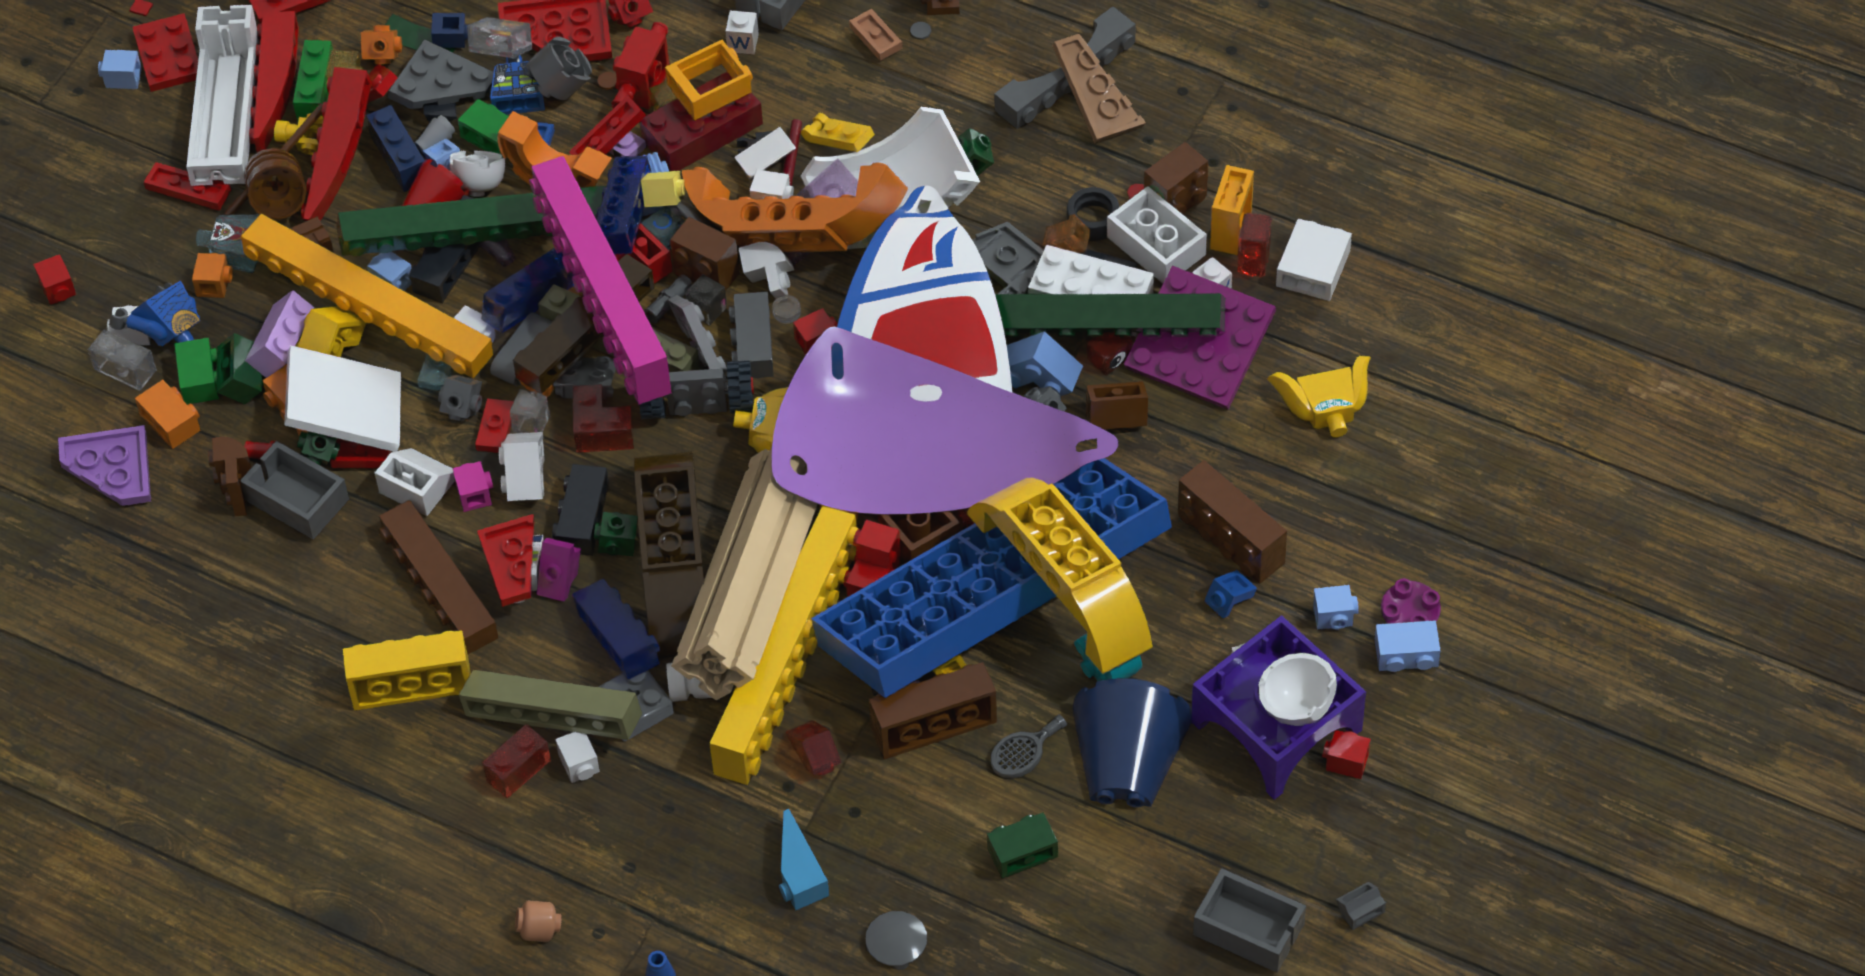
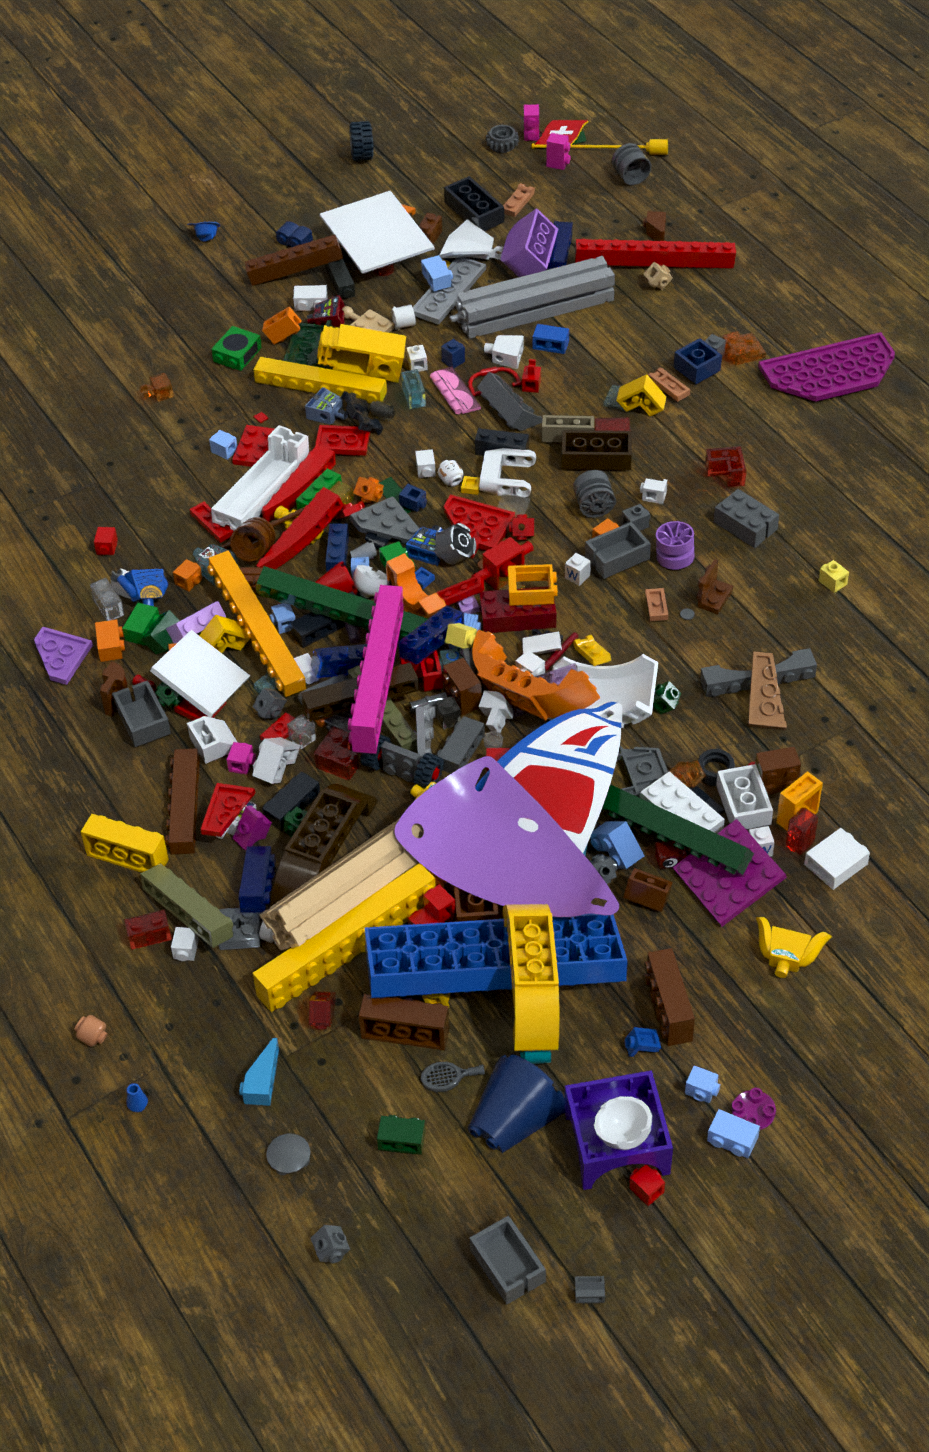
camera: 30 degrees right, 5 degrees down
(499, 37) = (435, 512): clear brick -> none

